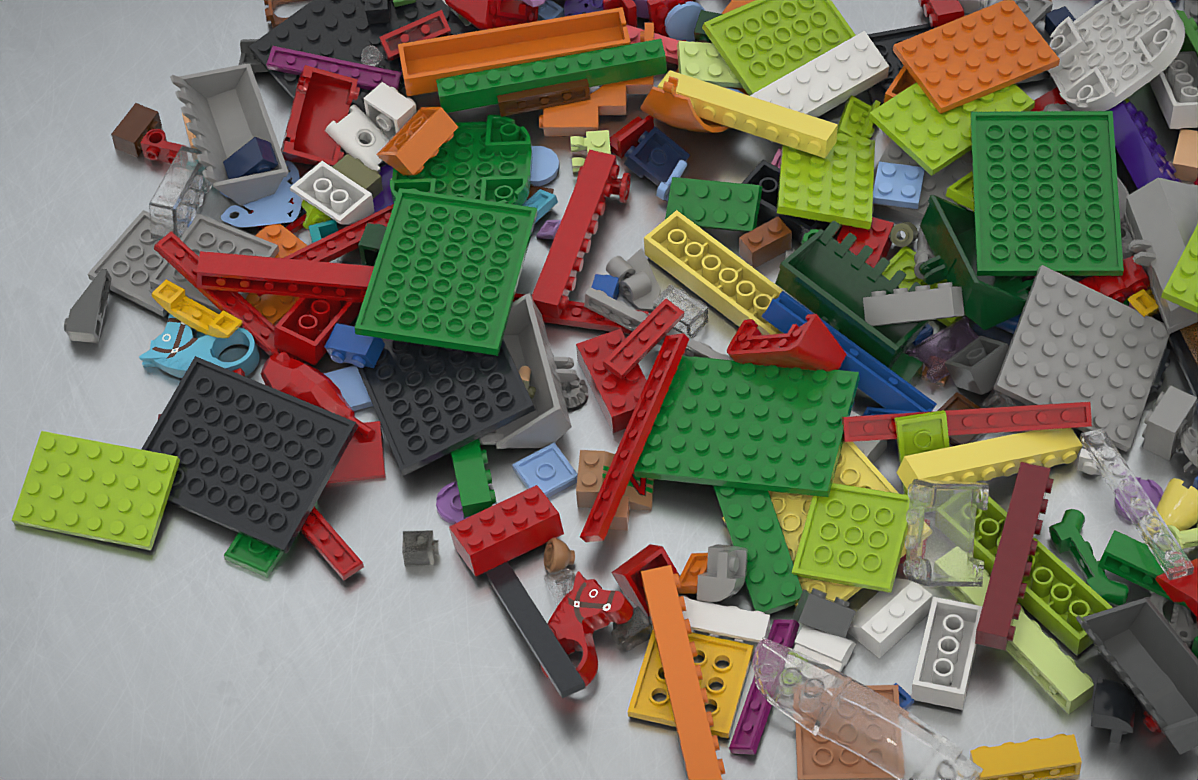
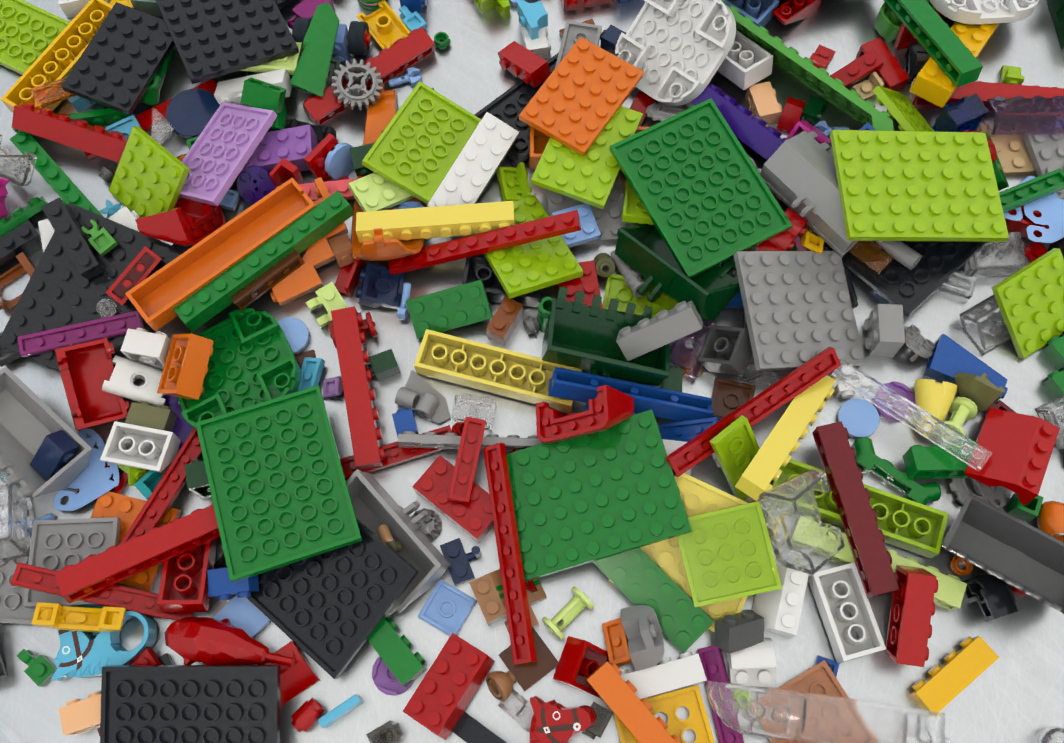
camera: 30 degrees left, 15 degrees up
(132, 345) = (39, 668): none -> green plate
(149, 399) = (81, 715): none -> light nougat brick
(356, 495) = (307, 715): none -> red brick
(390, 507) = (340, 711): none -> medium azure tile
(583, 435) = (460, 568): none -> dark blue plate
(599, 556) = (530, 673): none -> reddish brown tile
(615, 230) = (384, 365): none -> dark green brick
(633, 103) = (341, 248): none -> nougat brick
(663, 525) = (568, 613): none -> yellowish green hose
(785, 153) = (488, 242): none -> red plate
(1008, 674) = (911, 616): none -> red brick
(1089, 495) = (858, 417): none -> light blue tile
(1105, 669) = (968, 567): none -> orange plate

